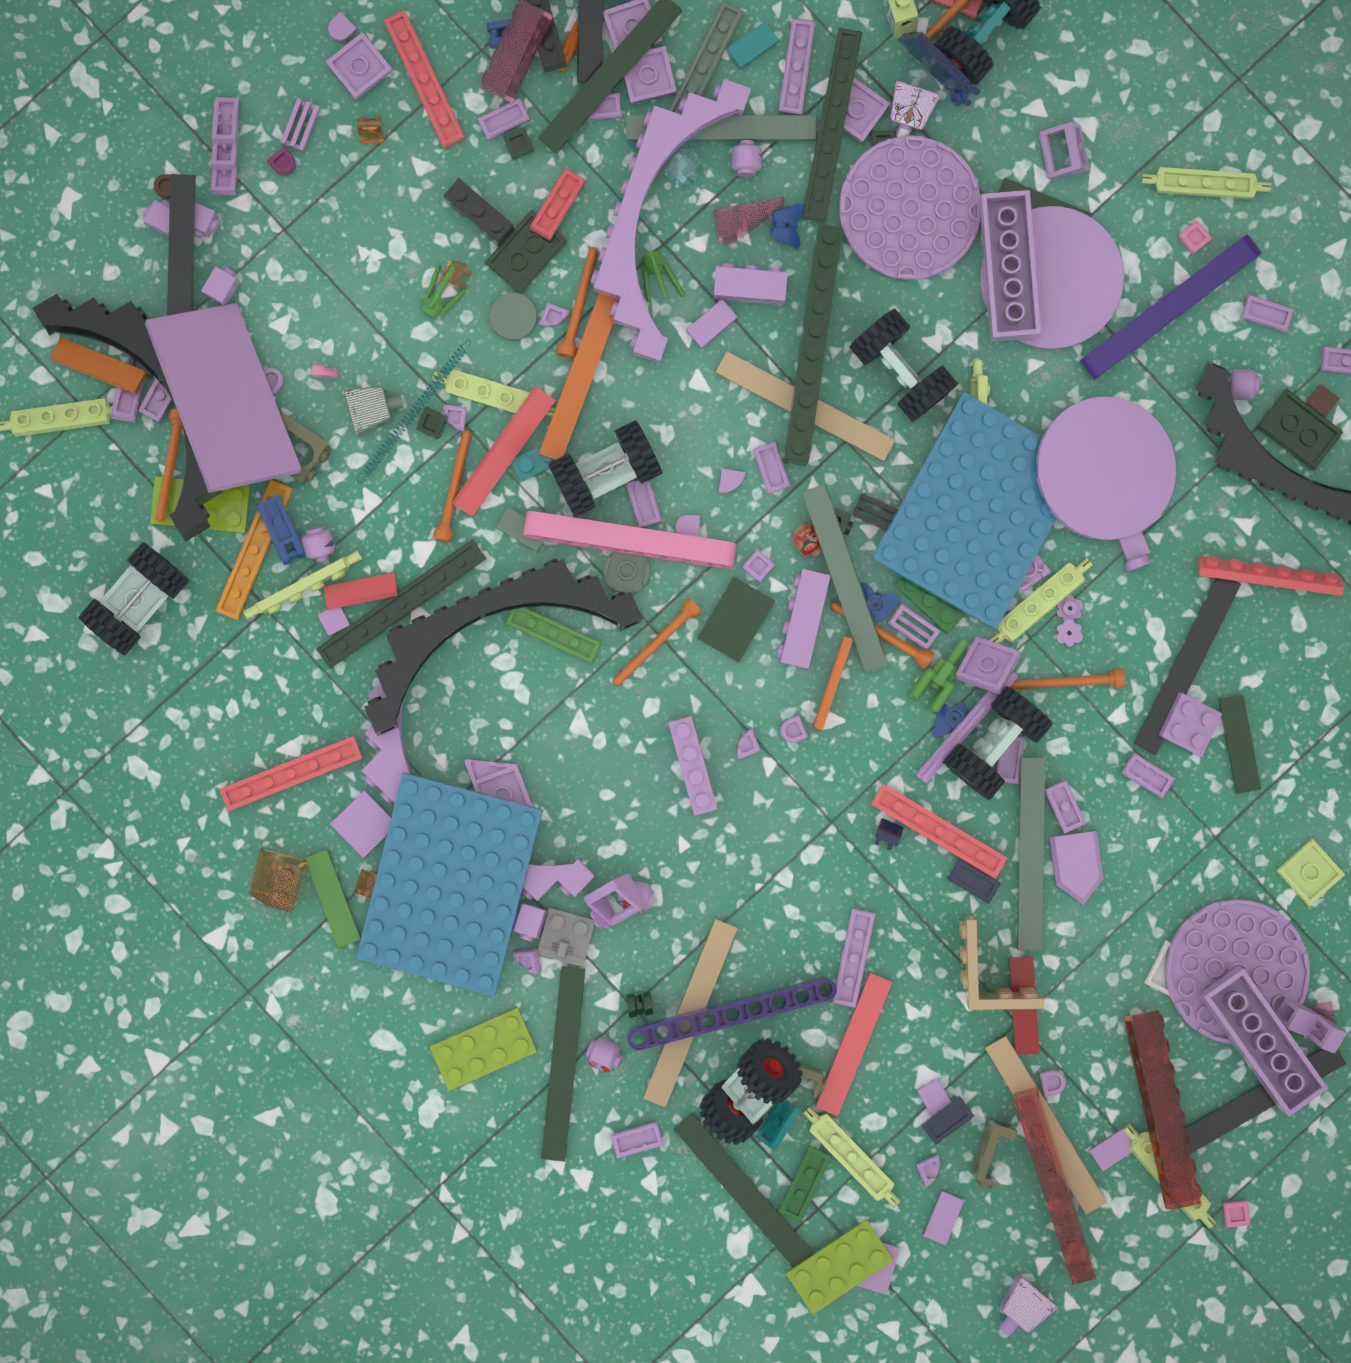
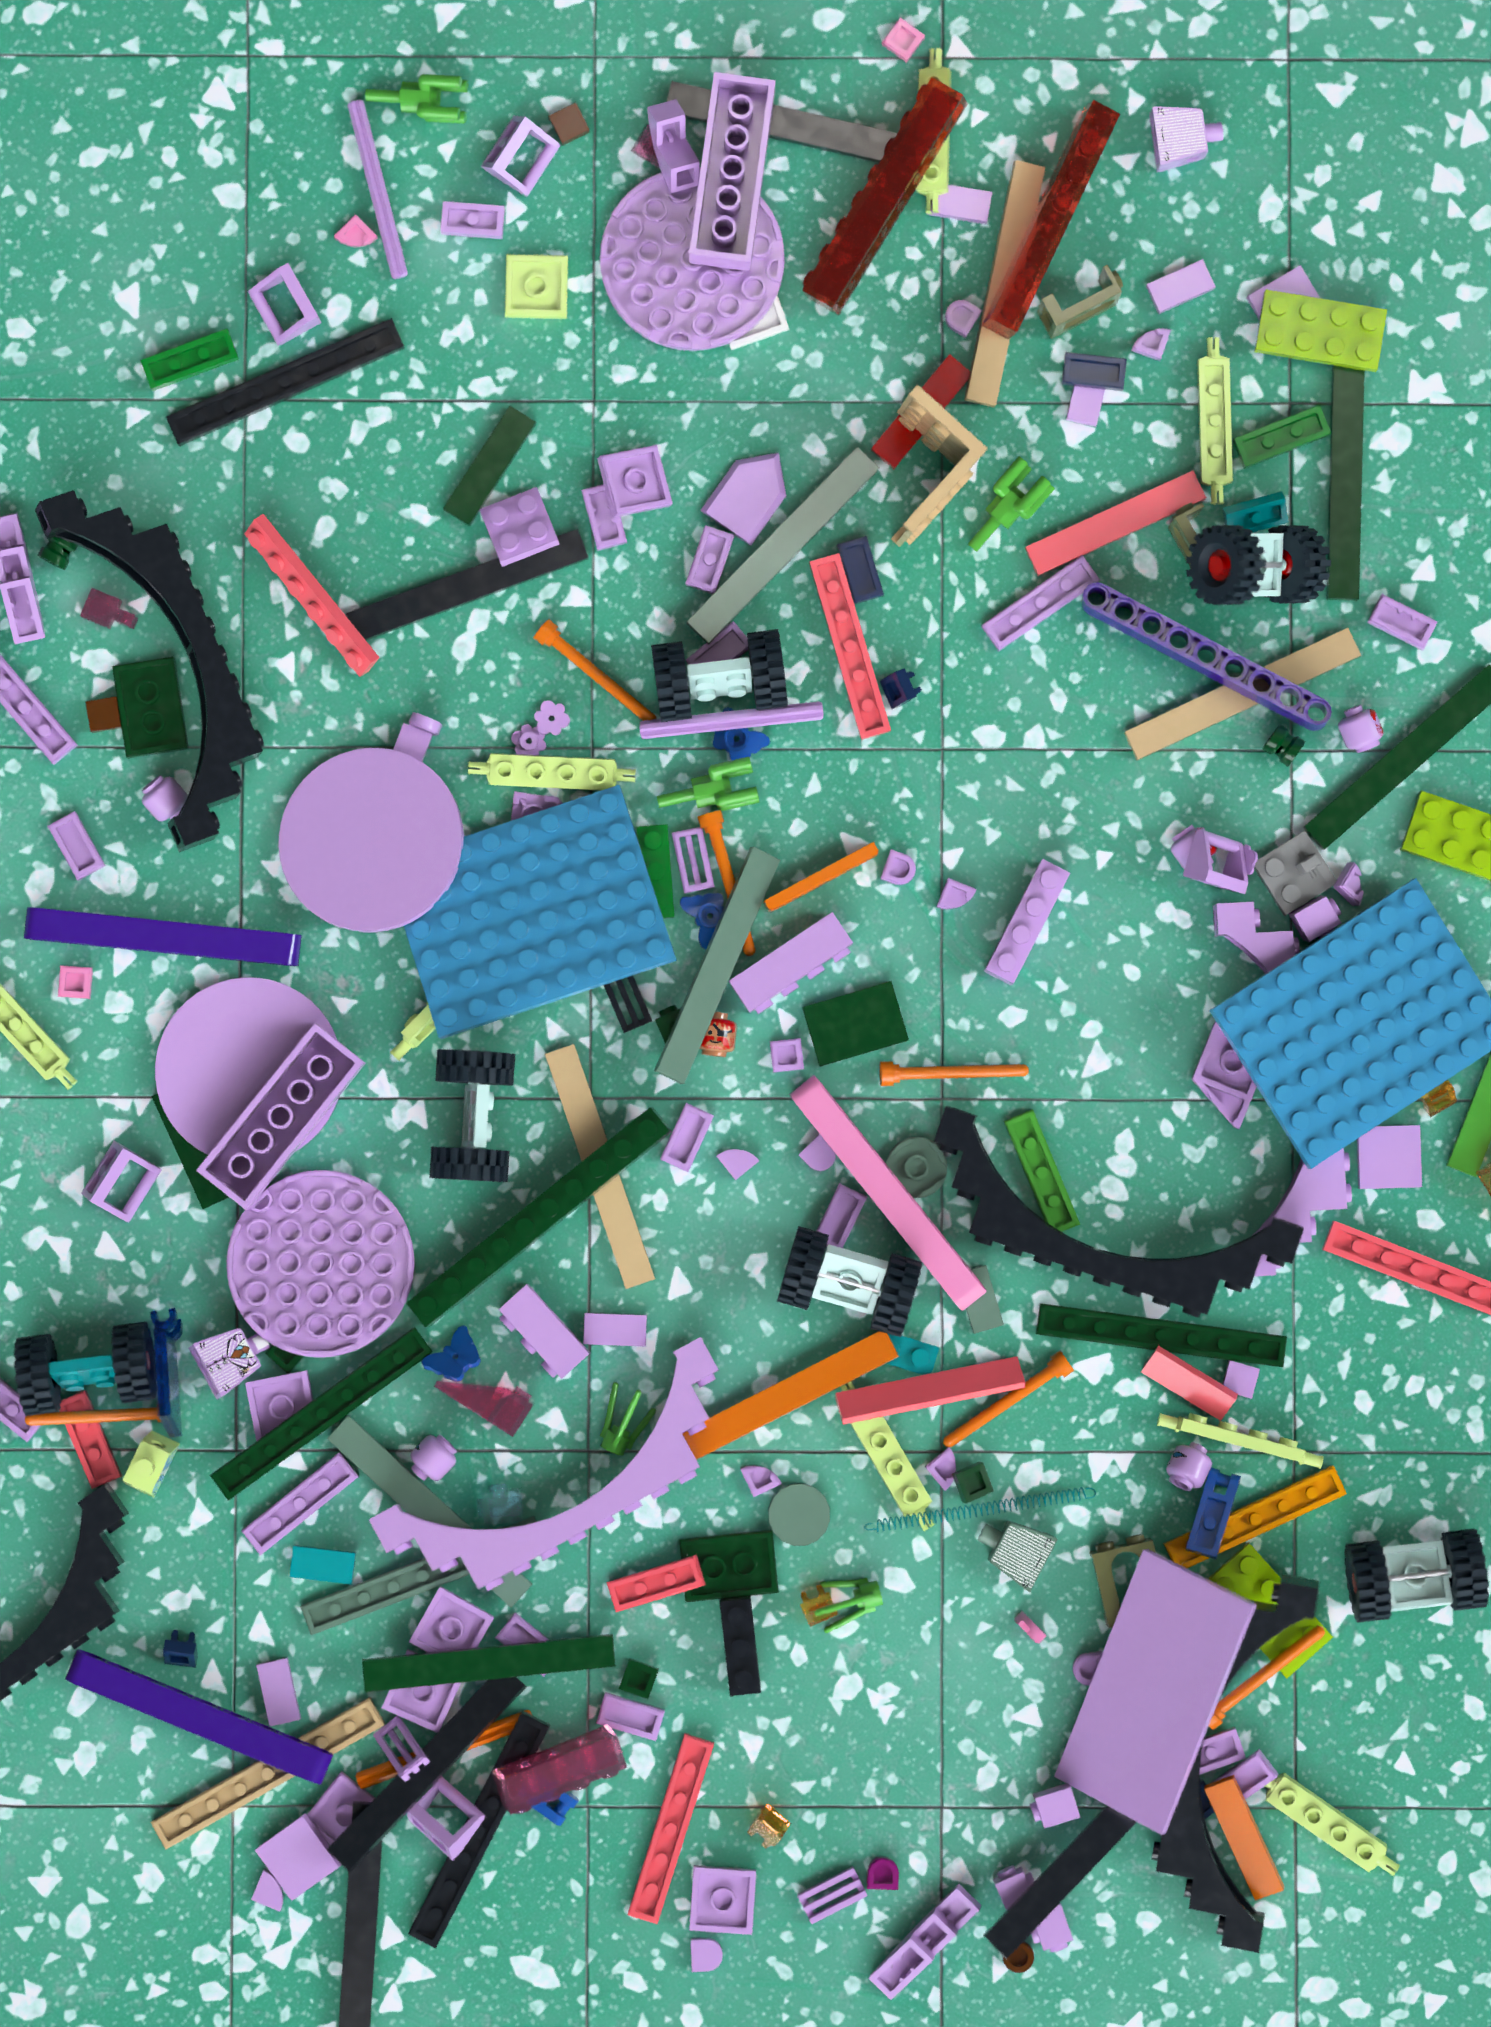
camera: 145 degrees left, 0 degrees up
(567, 347) = (773, 1436): orange piece -> none
(924, 999) = (1012, 502): none -> bright green plant
(988, 665) = (658, 757): lavender plate -> none
(1149, 811) = (634, 481): none -> lavender tile

